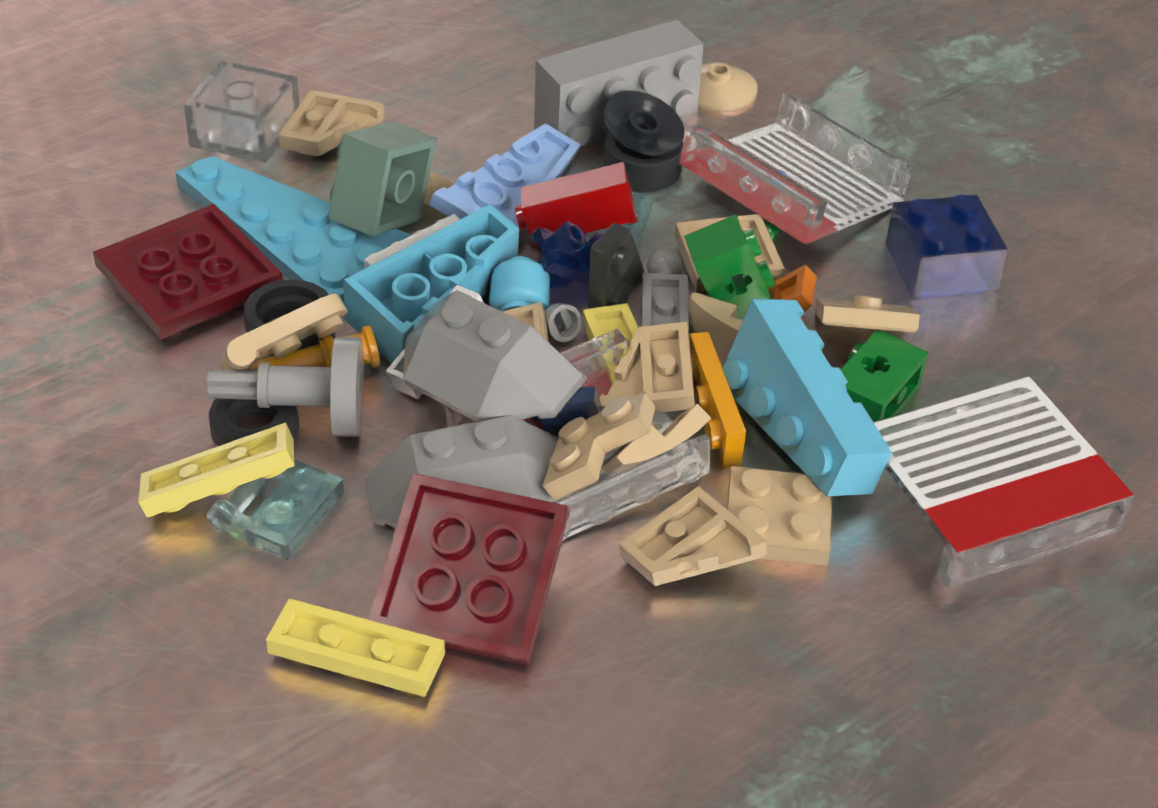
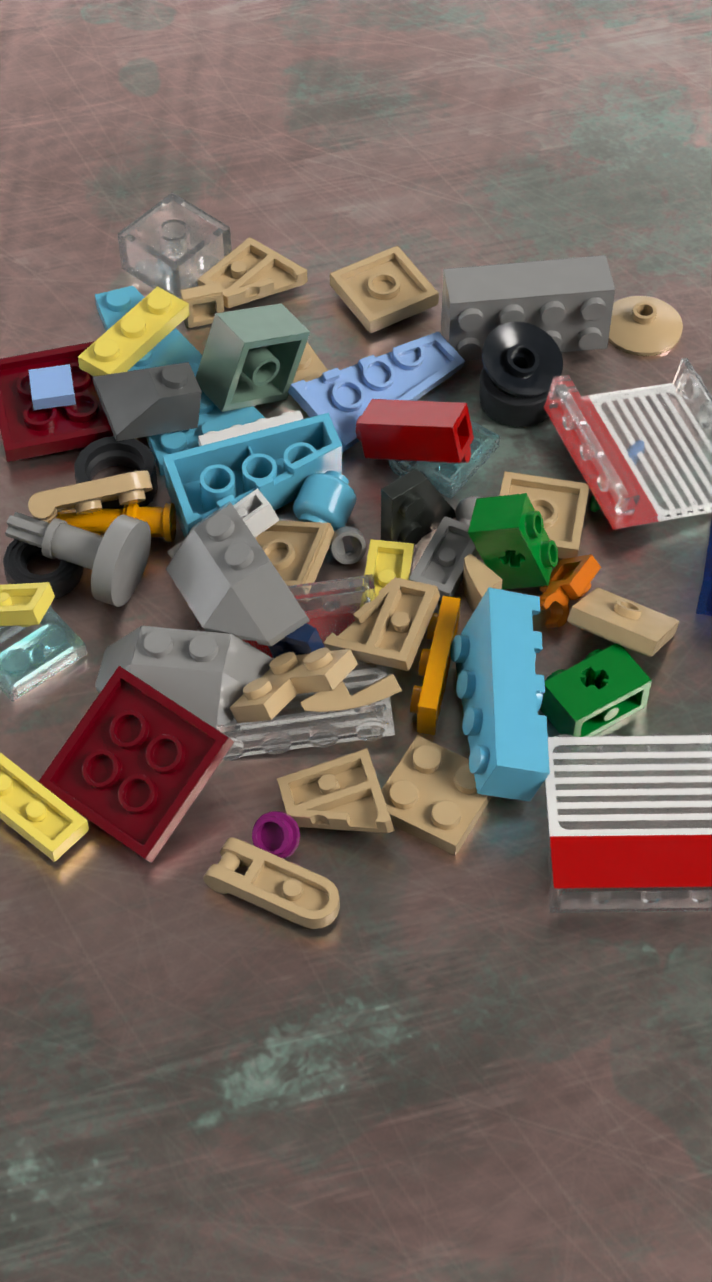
camera: 25 degrees right, 10 degrees up
(181, 255) = (52, 387): none -> light blue tile
(242, 193) = (134, 334): none -> light yellow plate
(295, 155) = (203, 304): none -> tan tile
(298, 237) = (150, 400): none -> dark grey slope
(465, 106) = (384, 289): none -> tan plate
(565, 254) = (372, 474): clear blue hips -> none
(647, 597) = (276, 834): none -> magenta plate
(672, 643) = (274, 884): none -> tan plate

